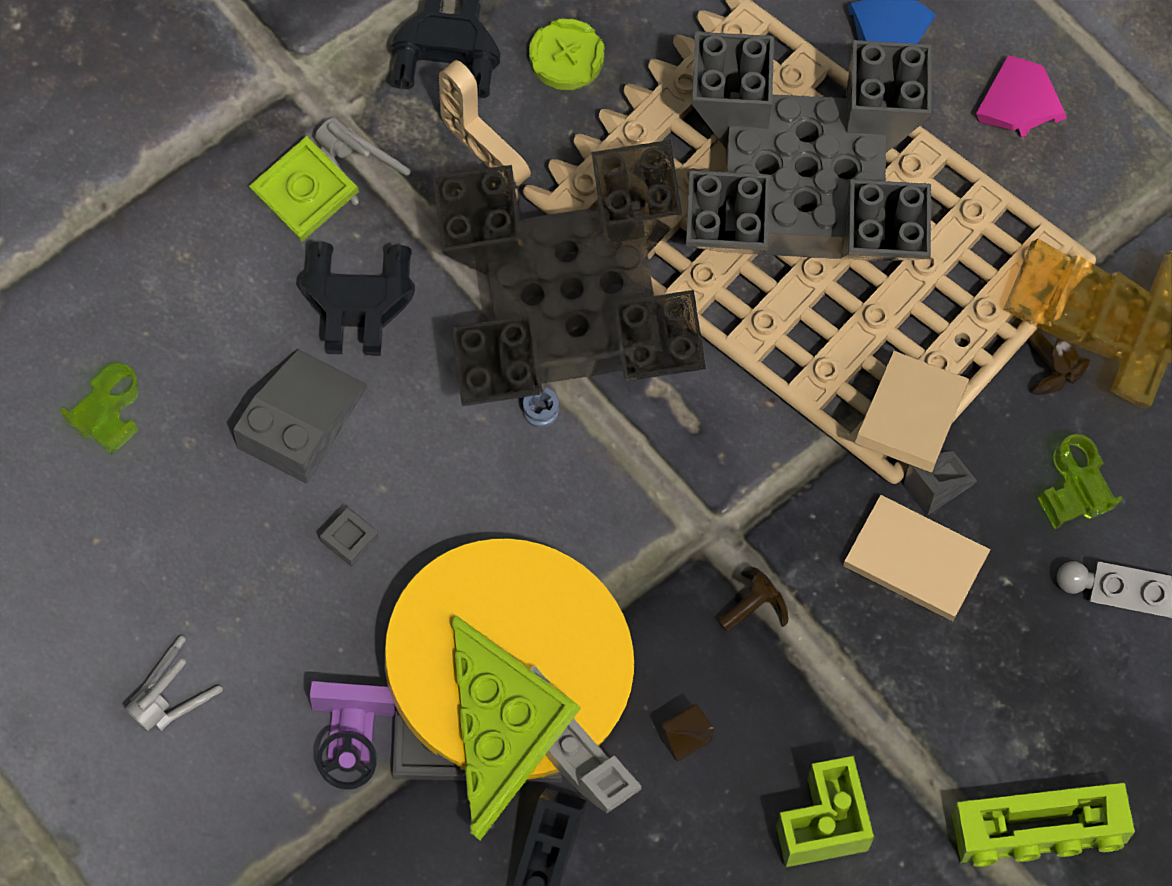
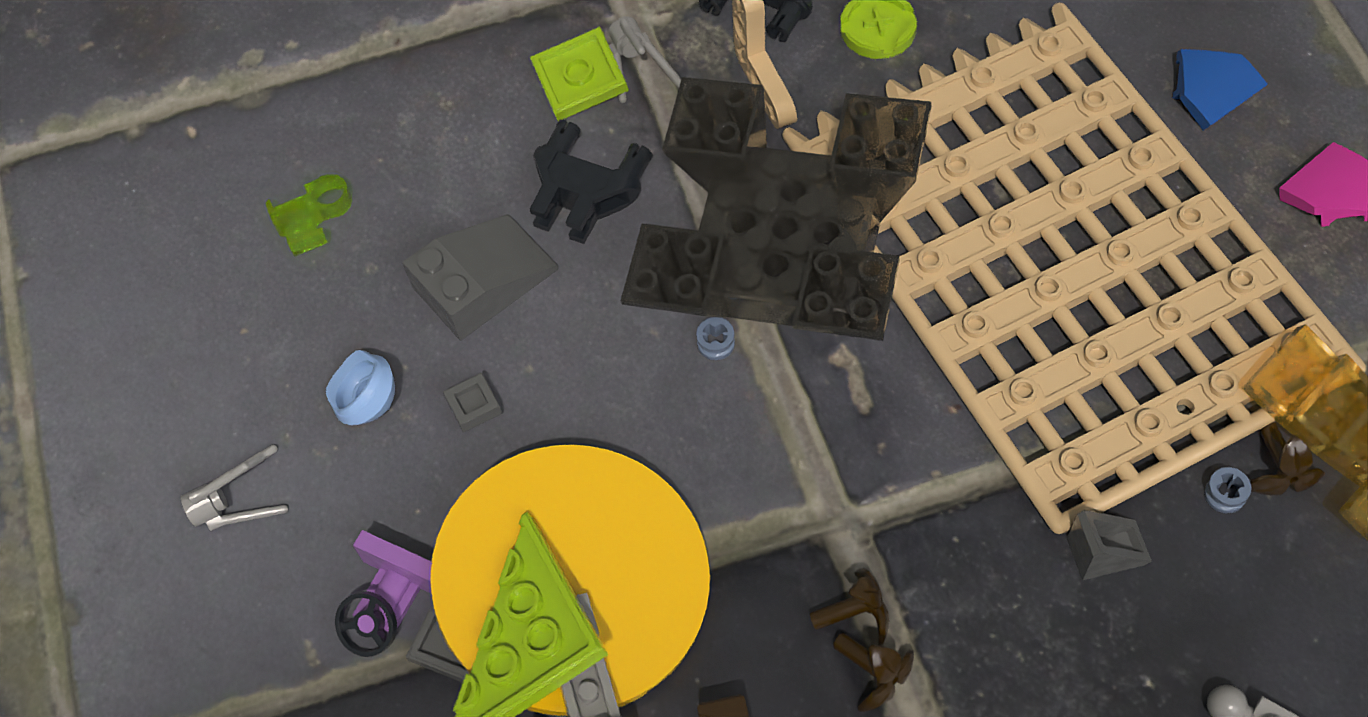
camera: 30 degrees right, 5 degrees down
(242, 557) = (361, 388): none -> light blue hat
(798, 640) = (881, 663): none -> dark brown plant
(846, 138) = (1072, 183): dark grey slope -> none
(912, 411) = (1099, 461): tan tile -> none
(916, 558) = (1054, 622): tan tile -> none
(1019, 388) = (1221, 502): none -> sand blue bush
(1086, 491) = (1275, 613): clear neon green piece -> none

